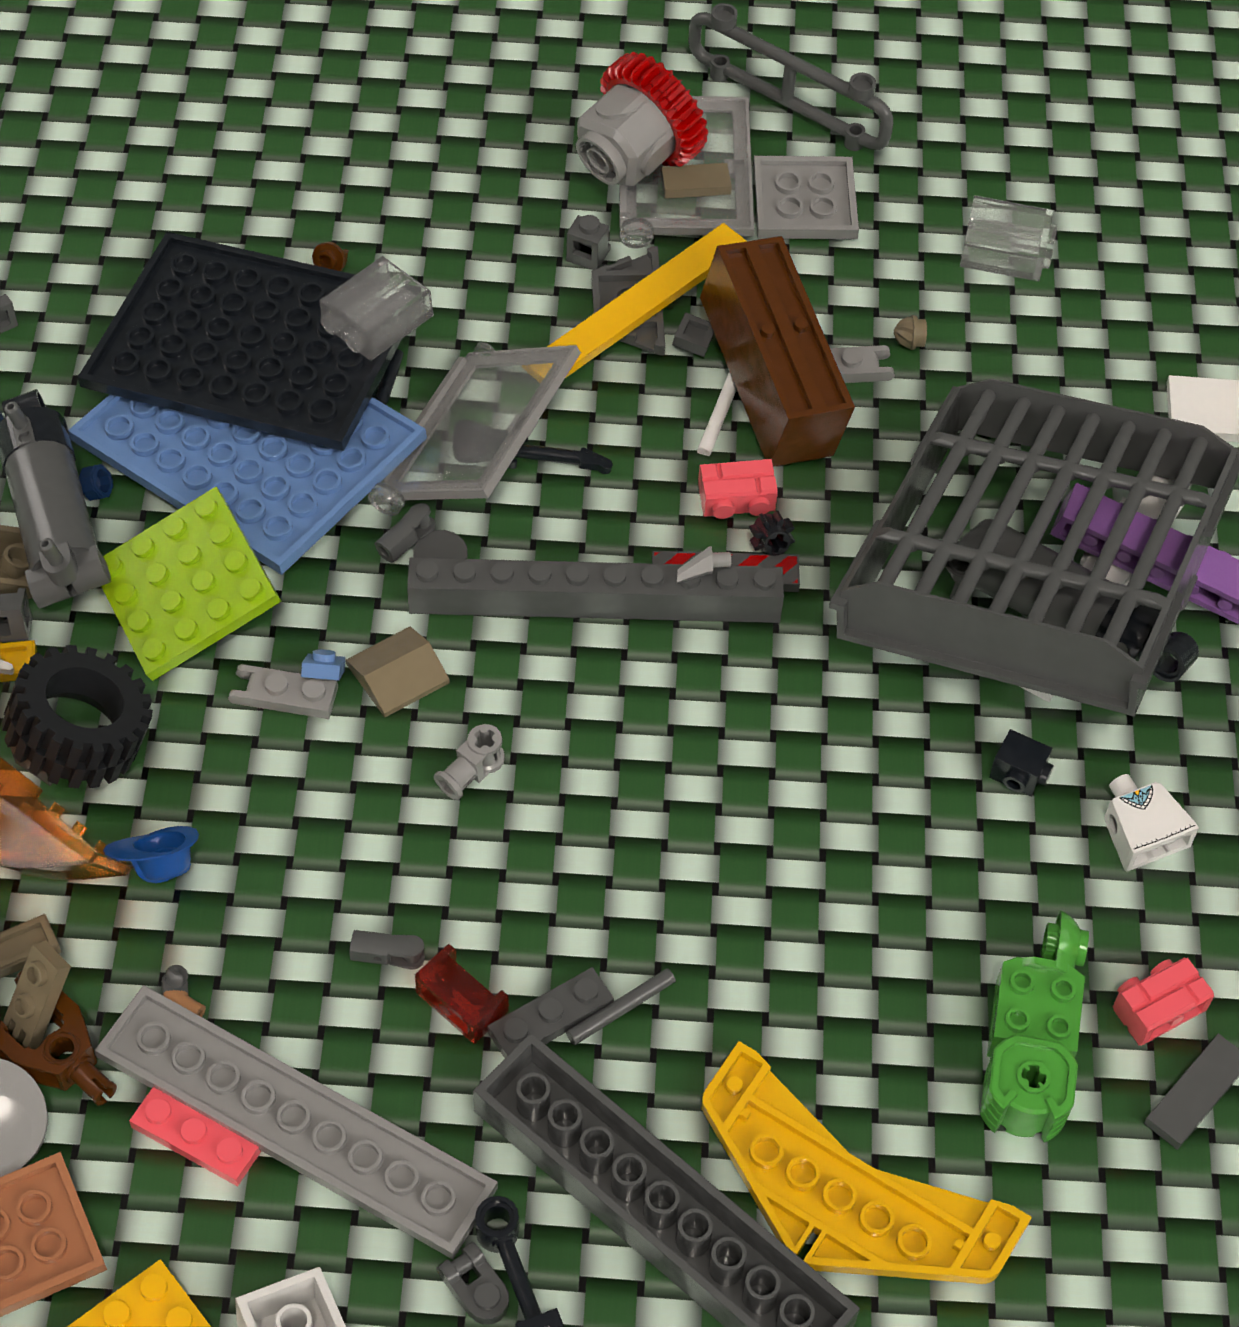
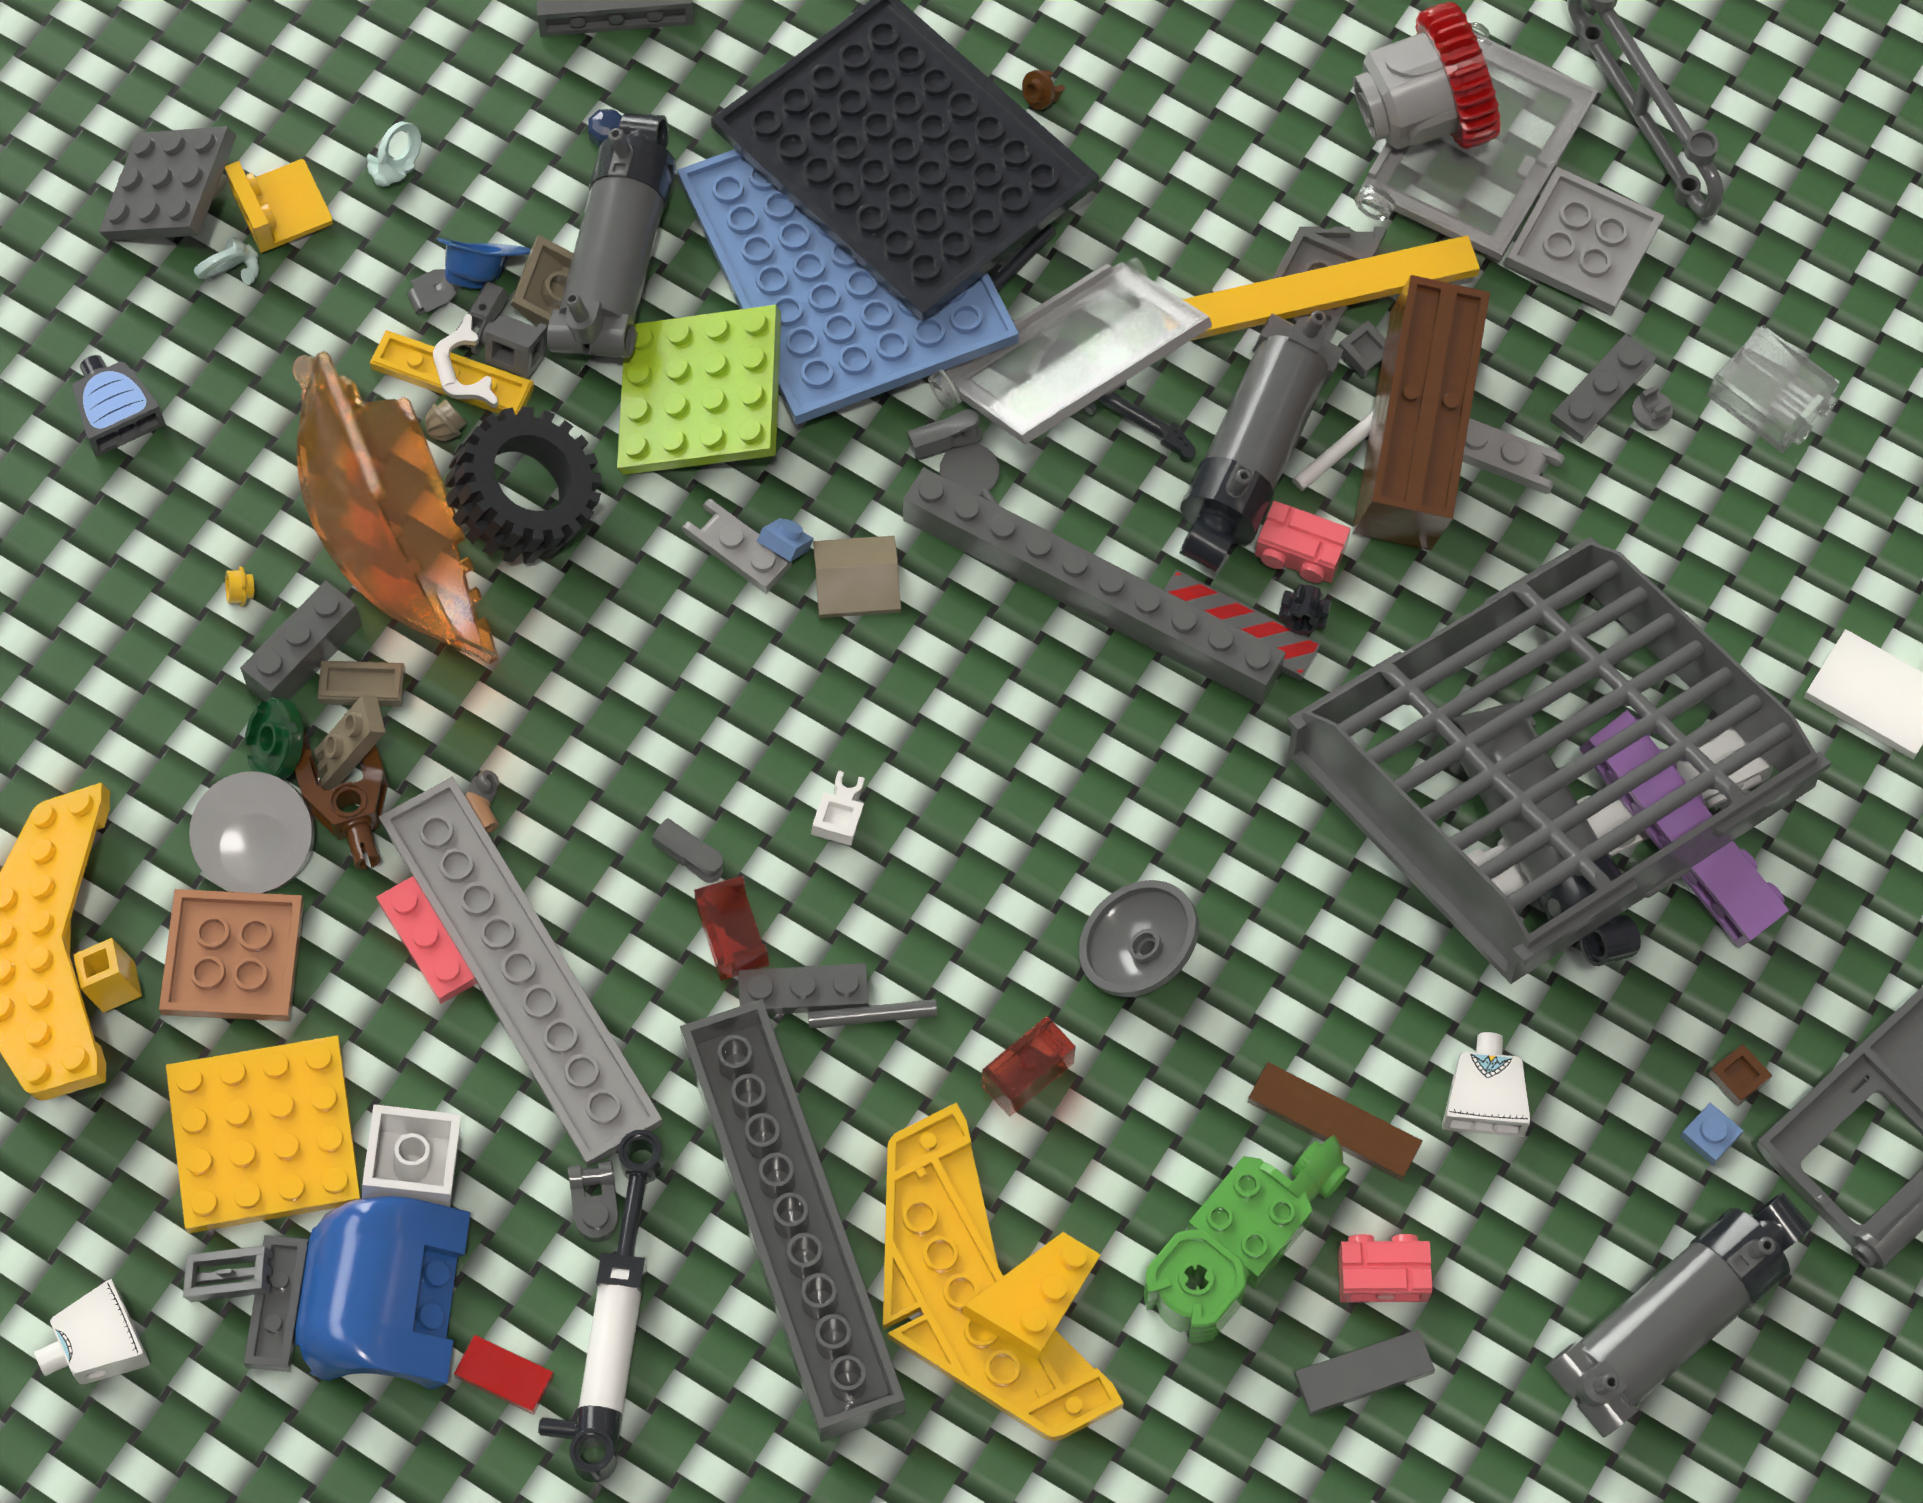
camera: 30 degrees right, 10 degrees up
(96, 482) = (674, 239): dark blue tile -> none
(158, 854) = (527, 654): blue piece -> none
(376, 308) = (1034, 180): clear brick -> none
(474, 761) = (872, 705): light grey connector -> none
(496, 859) = (839, 813): none -> white plate
(590, 233) = (1320, 186): dark grey brick -> none
(657, 425) = (1257, 436): none -> dark grey piece
(696, 180) = (1473, 170): dark tan tile -> none
(703, 564) = (1201, 614): light grey bar -> none
(779, 982) = (1028, 1066): none -> clear red panel
(794, 824) = (1129, 926): none -> dark grey dish
(884, 291) = (1603, 389): none -> dark grey plate
(905, 1165) = (1035, 1295): none -> yellow wing
(911, 332) = (1596, 451): dark tan plate -> none
(930, 288) = (1652, 409): none -> flat silver plate
(1022, 763) = (1403, 971): black brick -> none
(1041, 904) = (1327, 1115): none -> reddish brown tile

